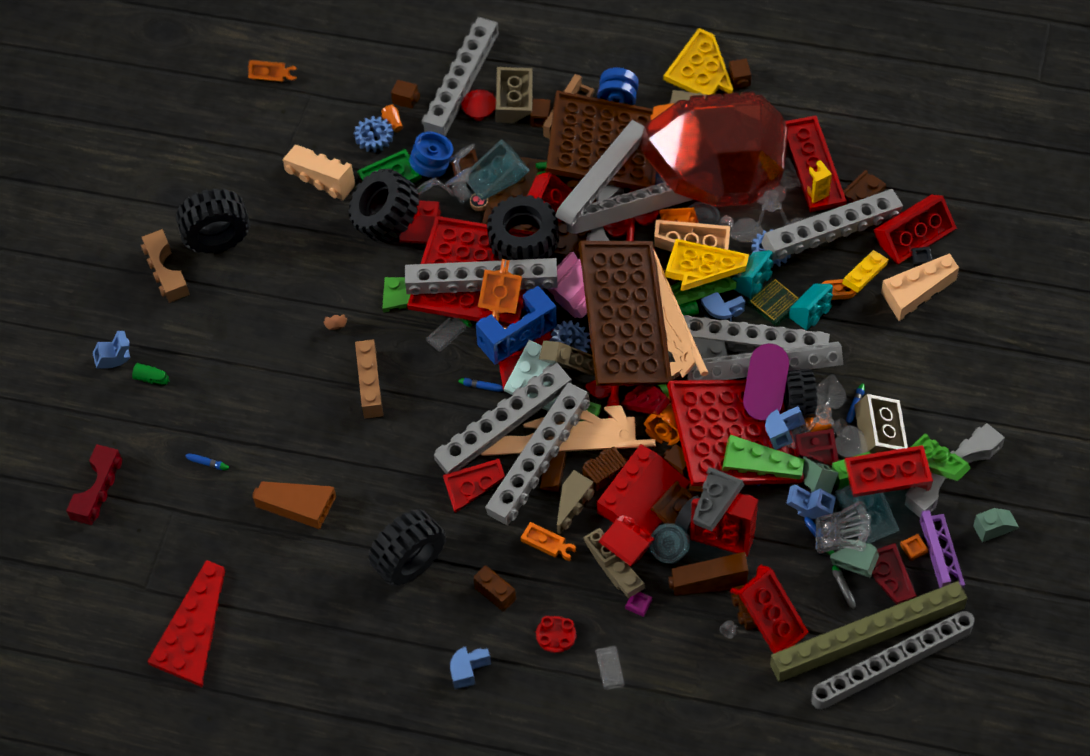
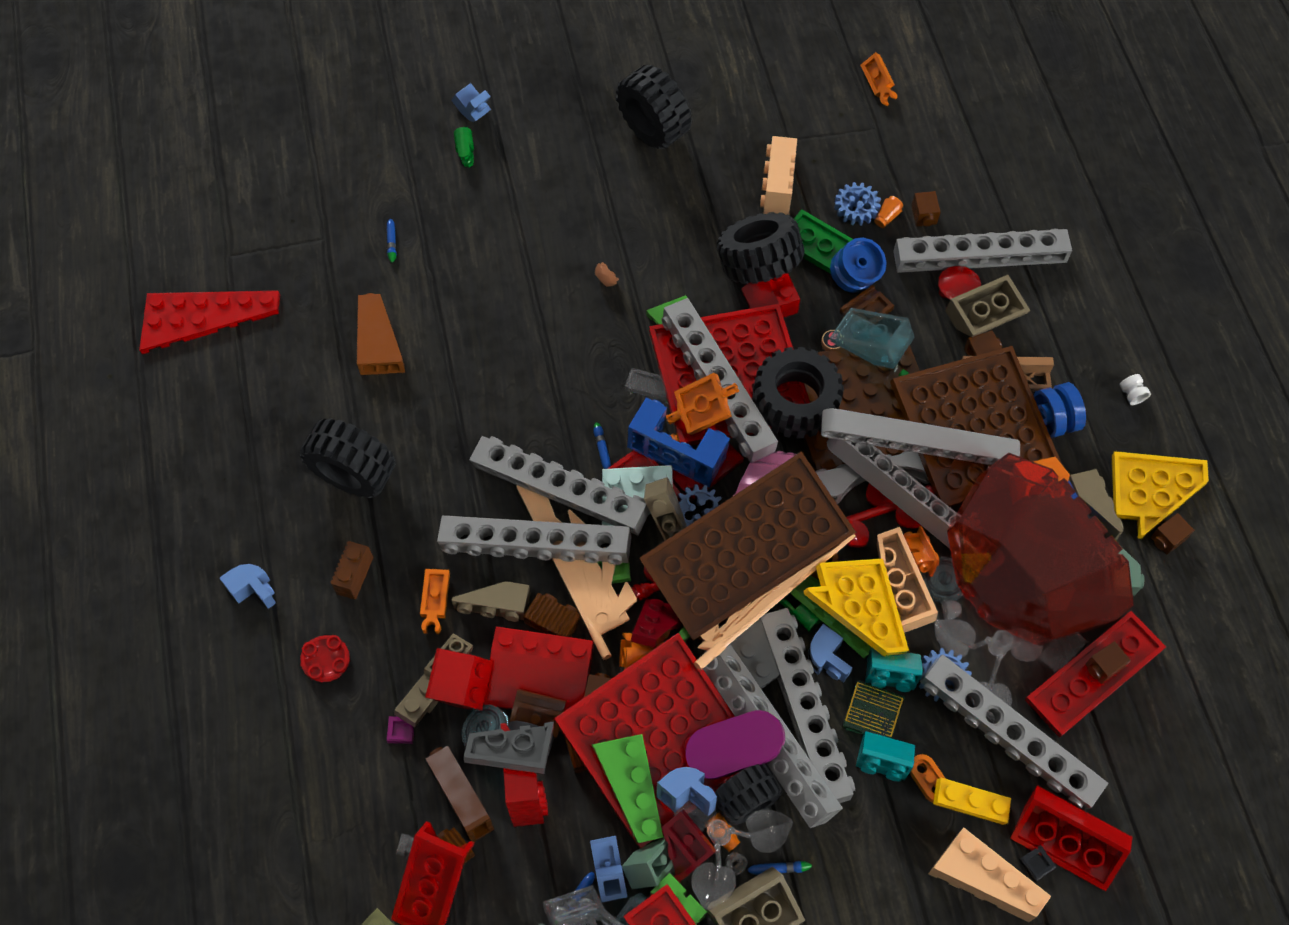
camera: 60 degrees right, 5 degrees up
(86, 505) = (344, 157): dark red arch -> none
(172, 282) = (576, 115): medium nougat arch -> none
(369, 379) = (531, 345): medium nougat arch -> none
(460, 187) = (832, 312): clear plant -> none
(472, 482) = (474, 491): red wing -> none
(550, 189) = (870, 397): red slope -> none
(552, 477) = (524, 569): reddish brown slope -> none
(609, 667) = (306, 733): clear tile -> none
(623, 41) = (1134, 388): none -> white wheel
(812, 149) = (1107, 662): none -> reddish brown brick
(821, 182) = (1058, 689): yellow hinge -> none
(863, 187) = (1096, 750): reddish brown plate -> none

